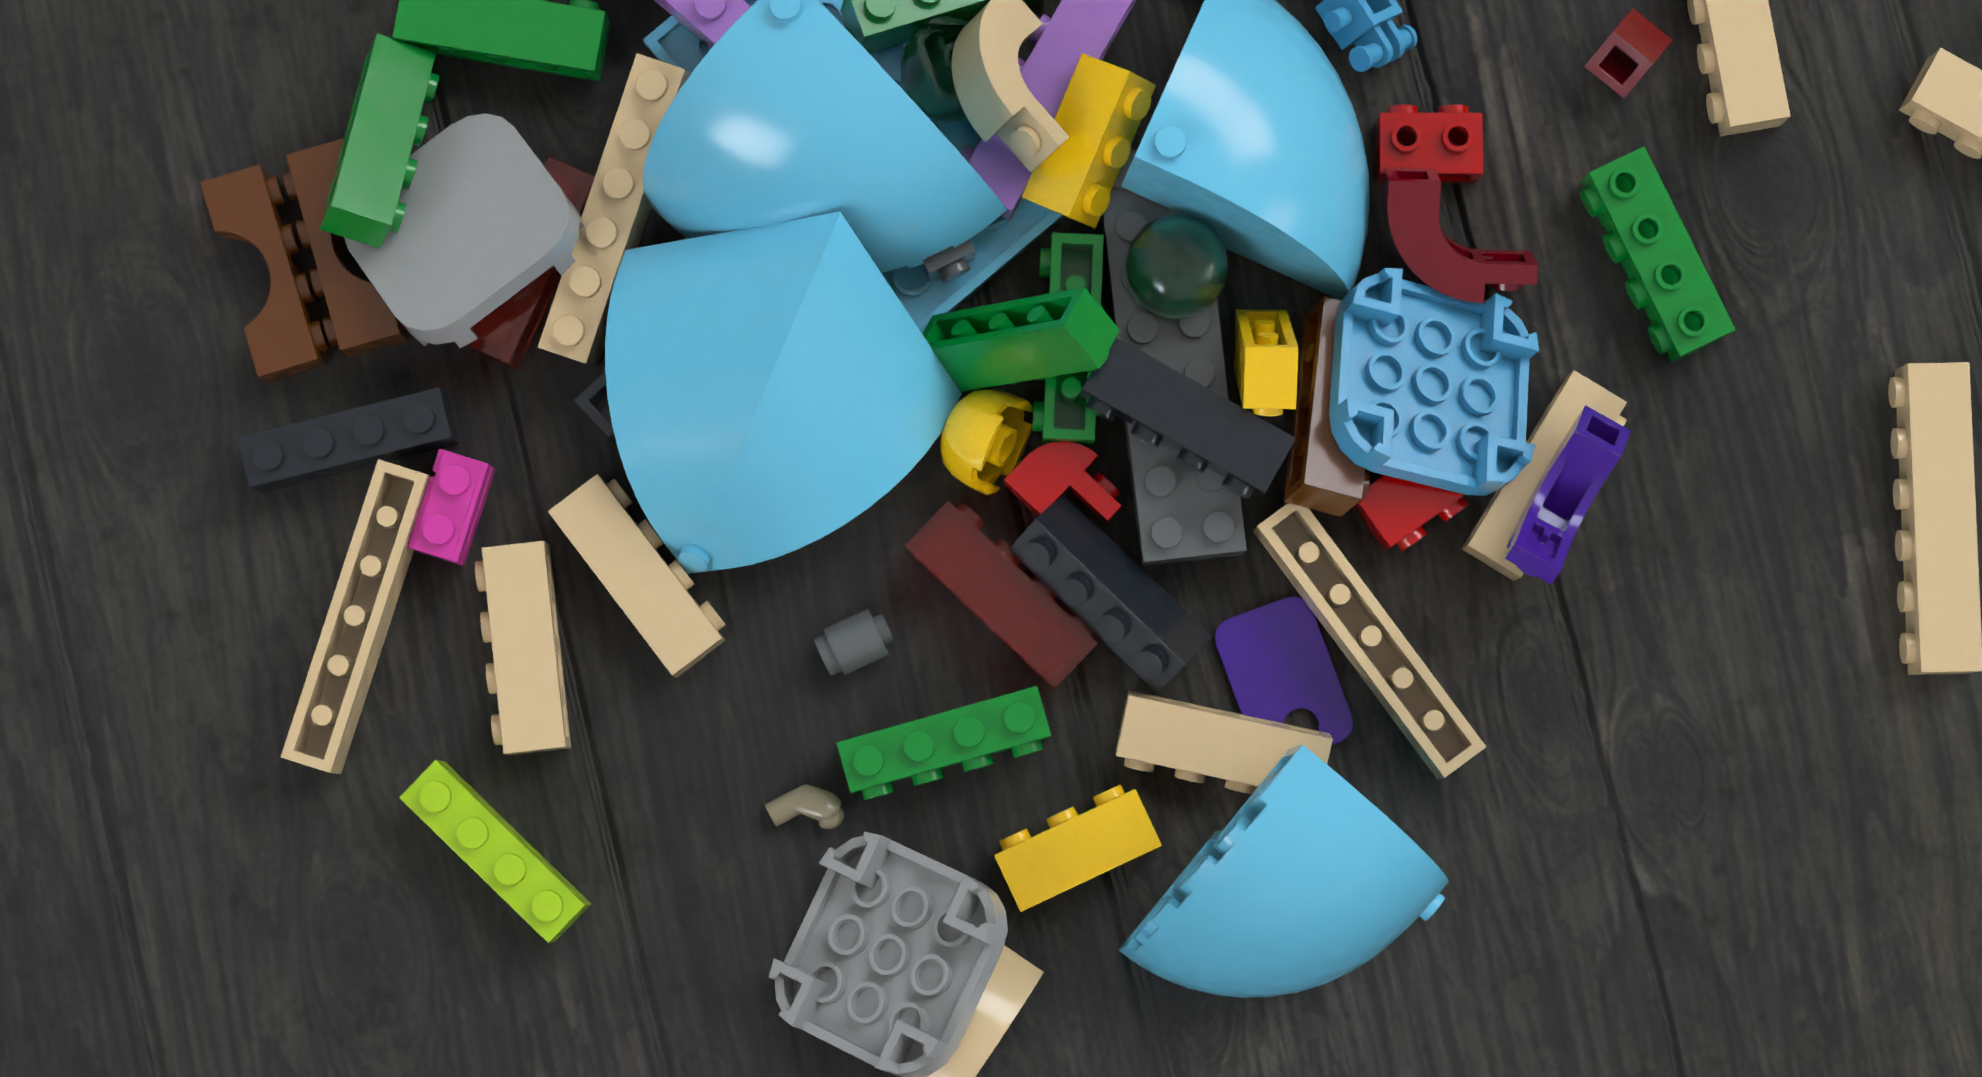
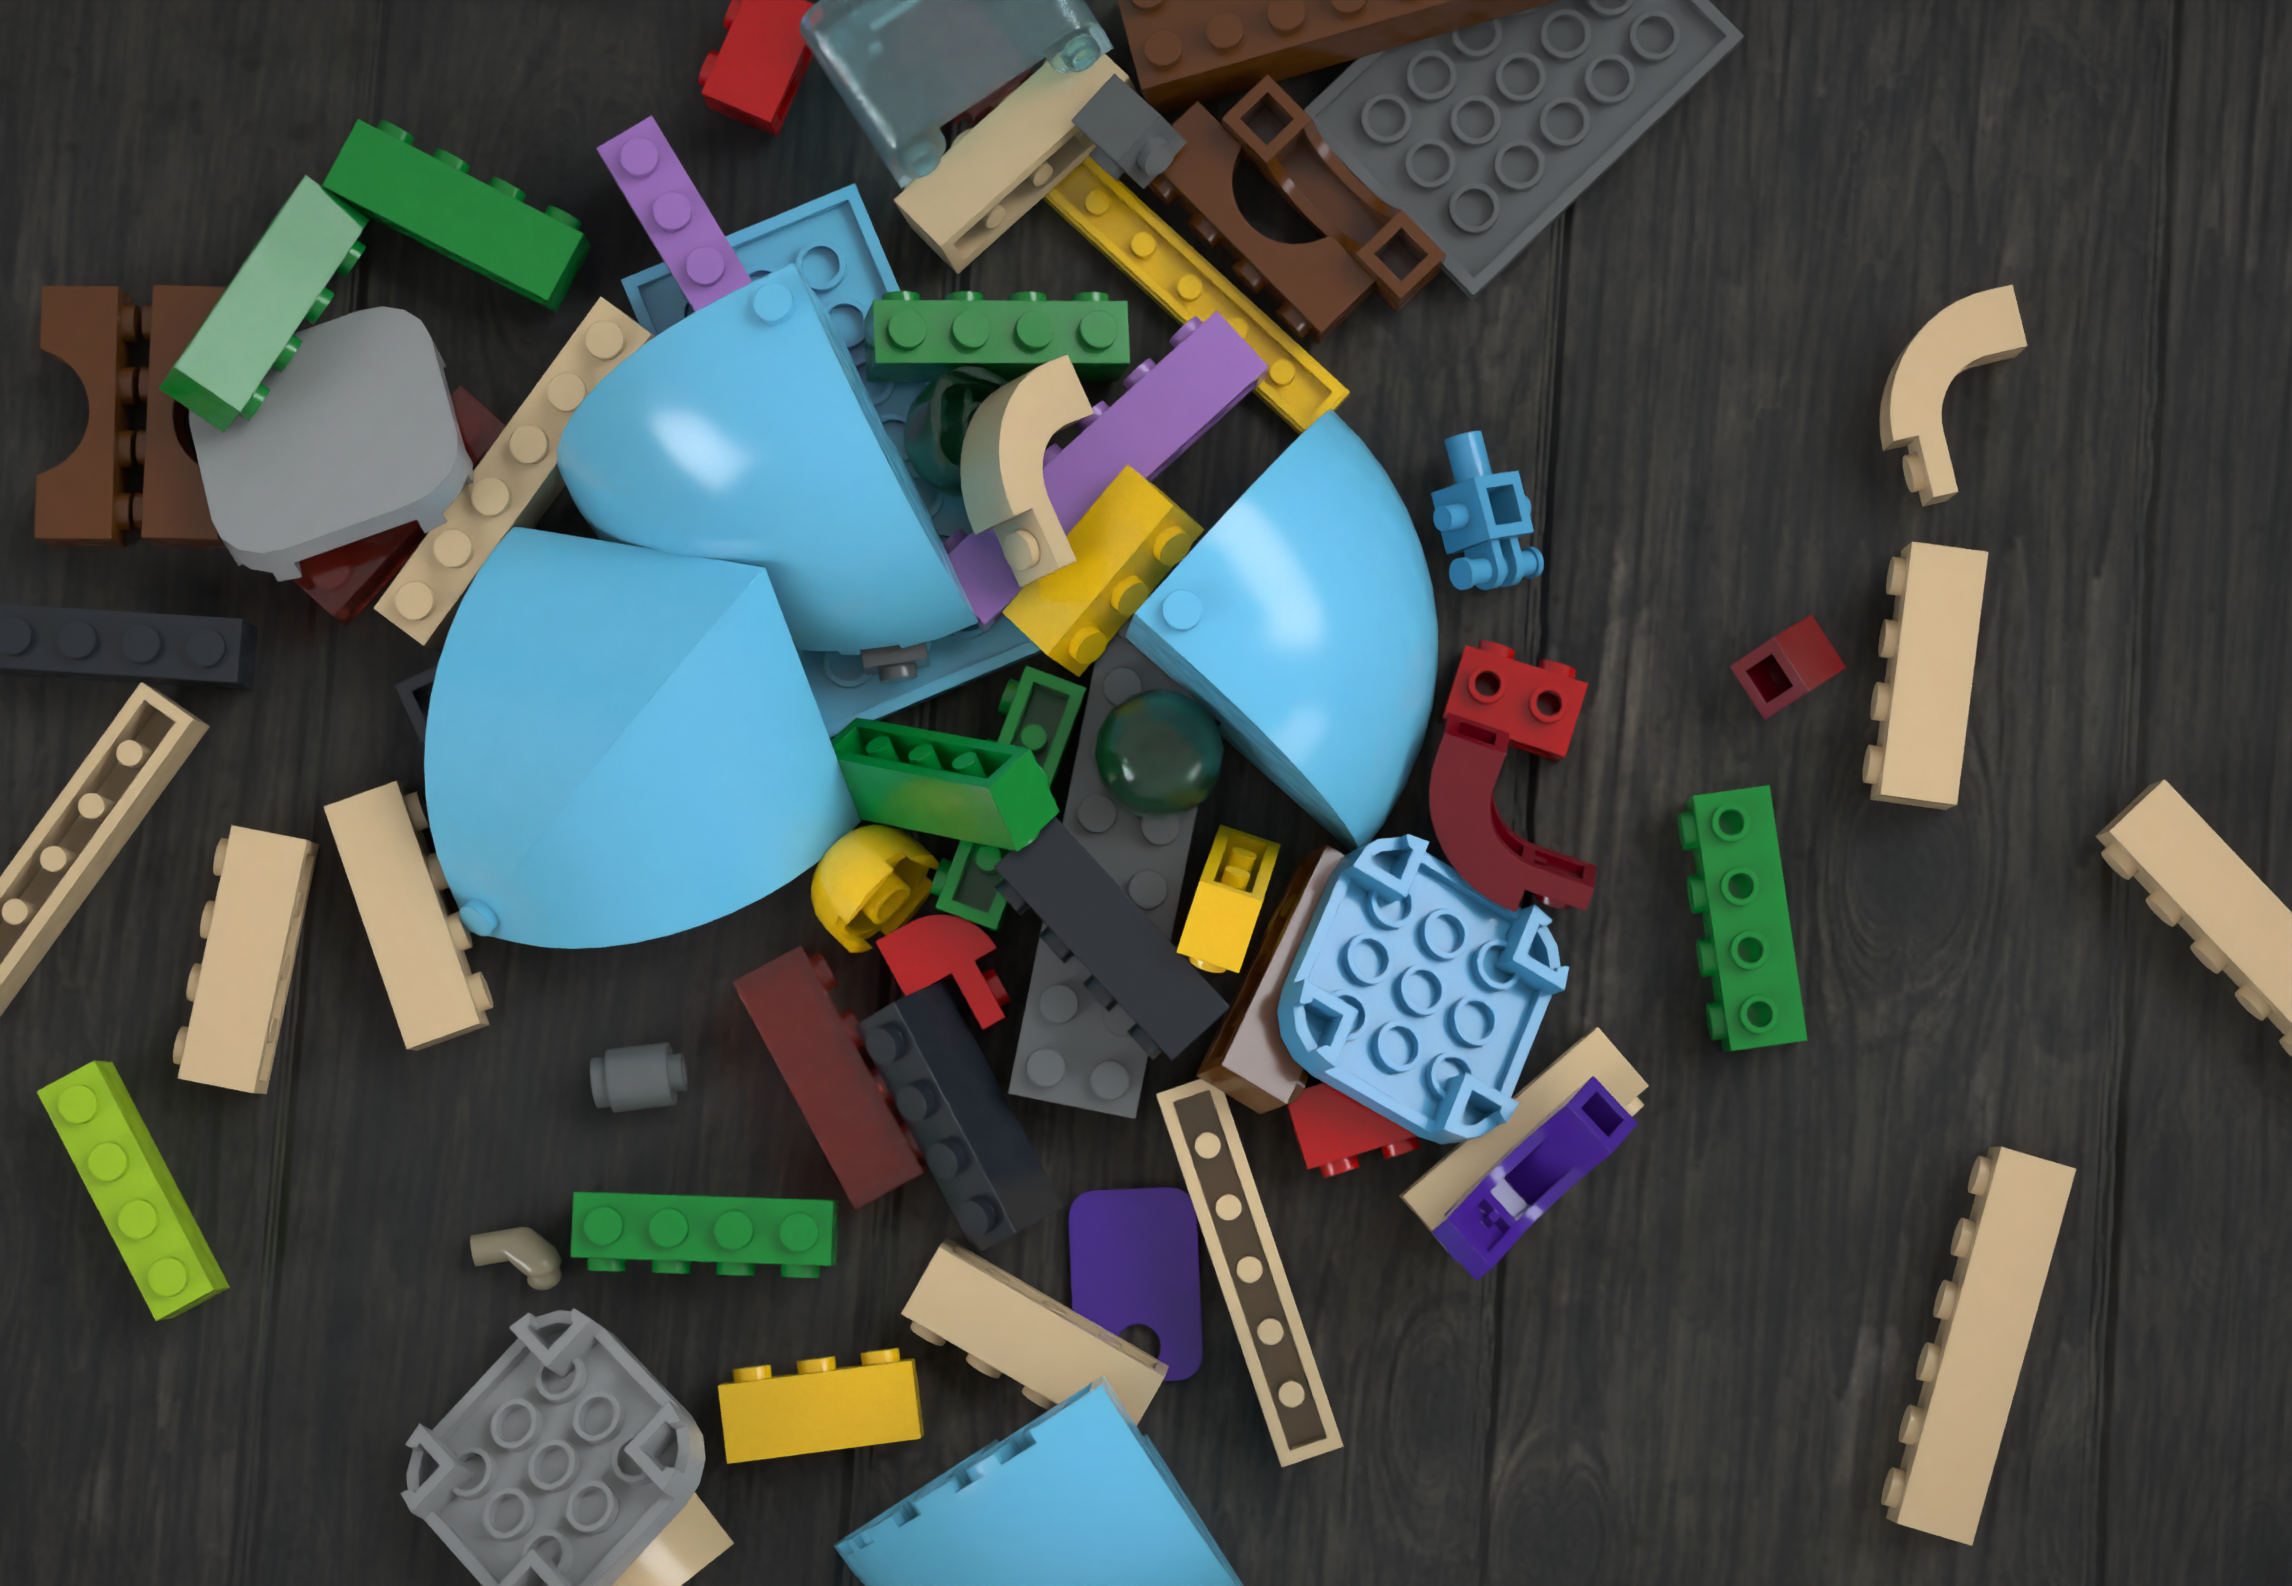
camera: 20 degrees right, 0 degrees up
(451, 507) = (214, 766): dark pink brick -> none

